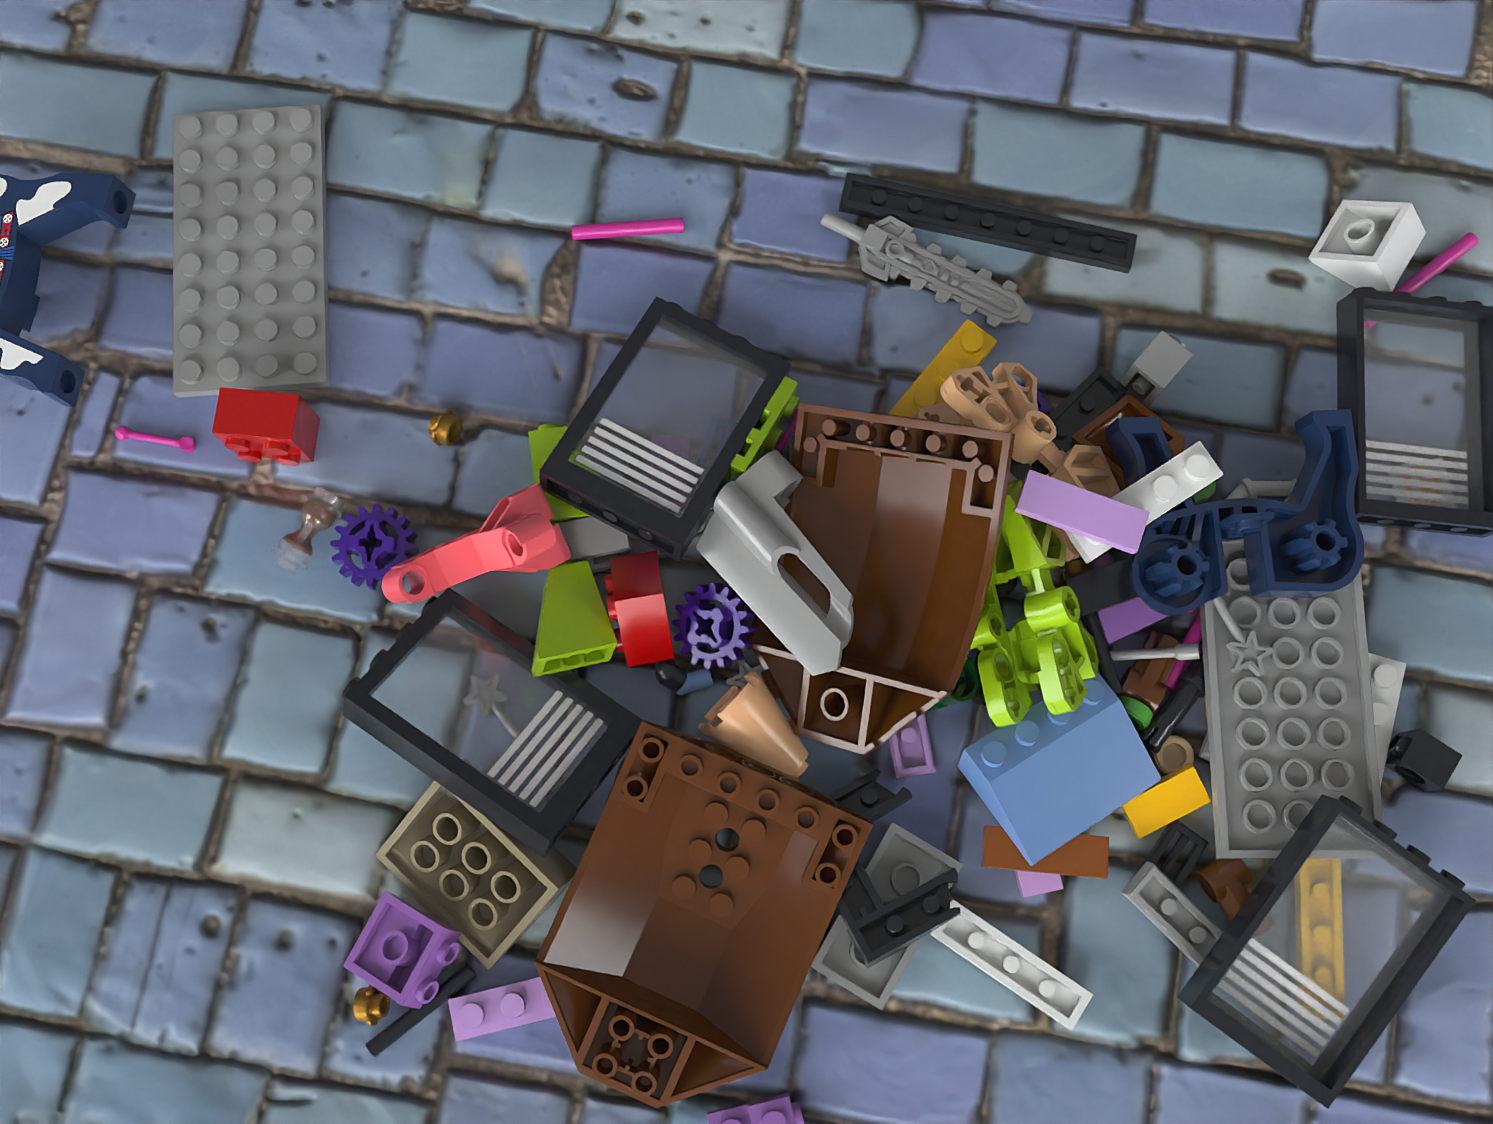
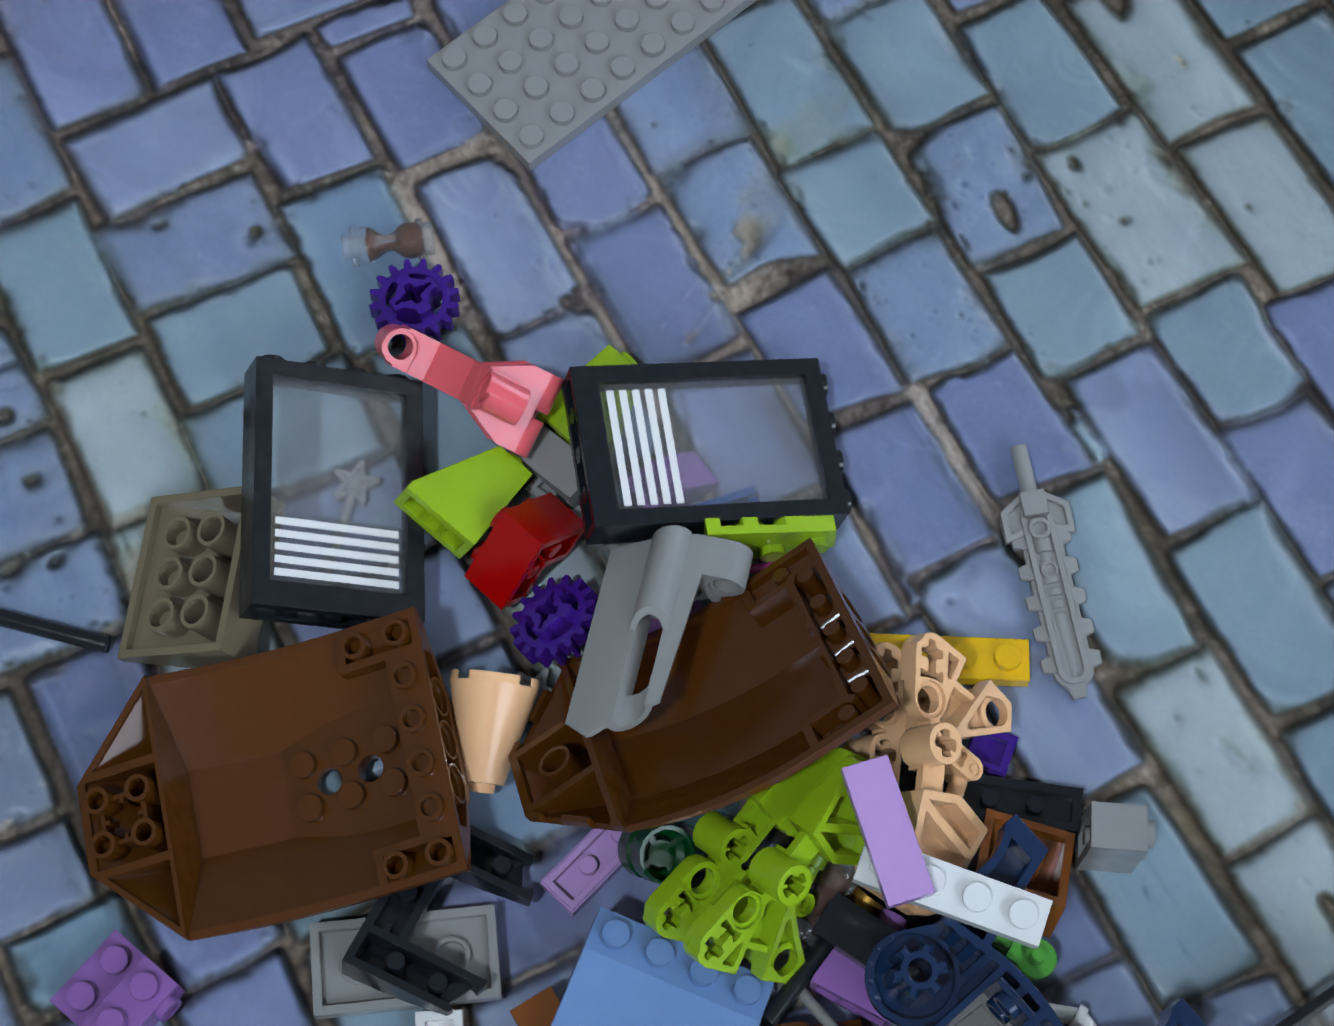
camera: 55 degrees right, 10 degrees down
(186, 443) = (392, 102): dark pink hinge -> none
(266, 425) = (450, 144): red brick -> none
(370, 1005) = (21, 583): pearl gold plate -> none
(403, 951) = (84, 575): medium lavender plate -> none
(445, 428) = (563, 282): pearl gold plate -> none
(500, 1008) = (85, 687): lavender plate -> none
(627, 228) = (868, 297): dark pink bar -> none
(679, 680) = (487, 633): arm -> none
(989, 223) = (1143, 598): black tile -> none

